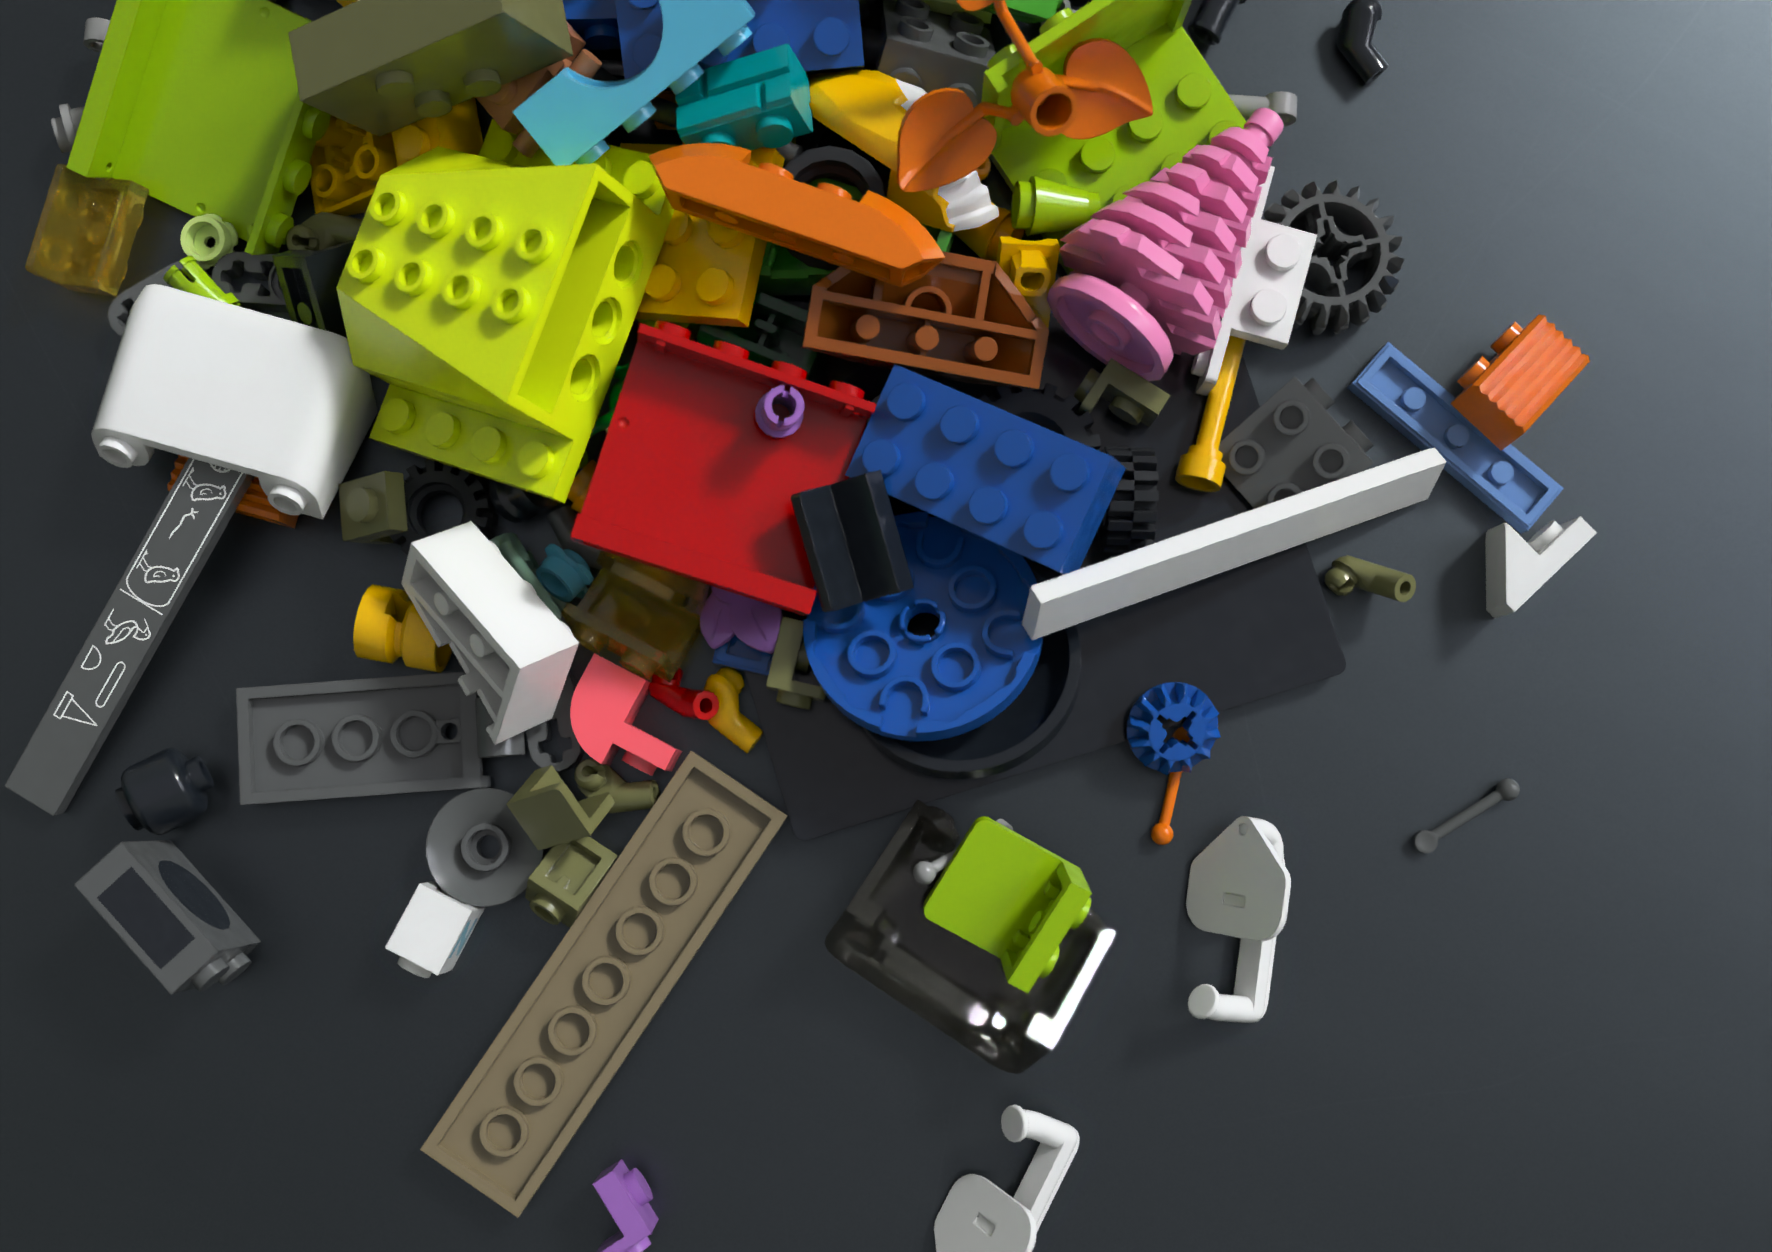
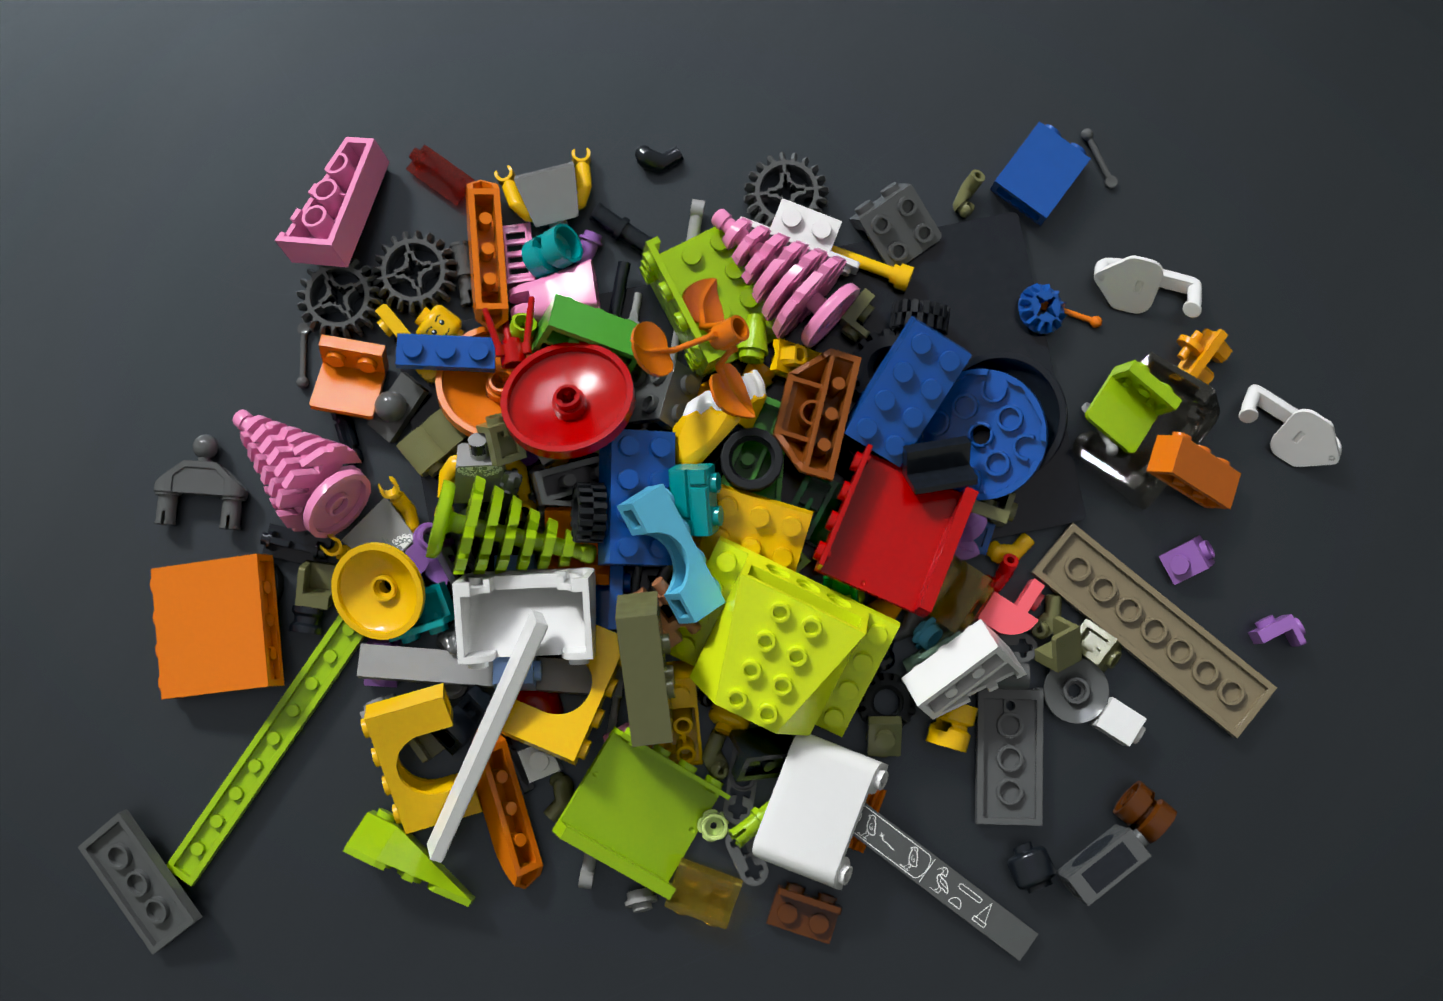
camera: 85 degrees left, 0 degrees up
(66, 408) = (804, 913): none -> reddish brown bracket
(270, 995) = (1147, 814): none -> reddish brown wheel
(741, 1036) = (1188, 559): none -> medium lavender bracket
(768, 420) = (862, 501): medium lavender pin -> none
(818, 221) = (742, 516): orange brick -> none
(899, 1025) = (1193, 471): none -> orange brick
(1127, 1024) = (1200, 349): none -> light orange hips
(1229, 543) = (951, 263): white tile -> none
(1424, 415) = (891, 137): medium blue tile -> none
(1426, 706) = (1040, 173): none -> blue brick
(1520, 381) = (867, 99): orange brick -> none
(1520, 567) = (972, 112): white slope -> none

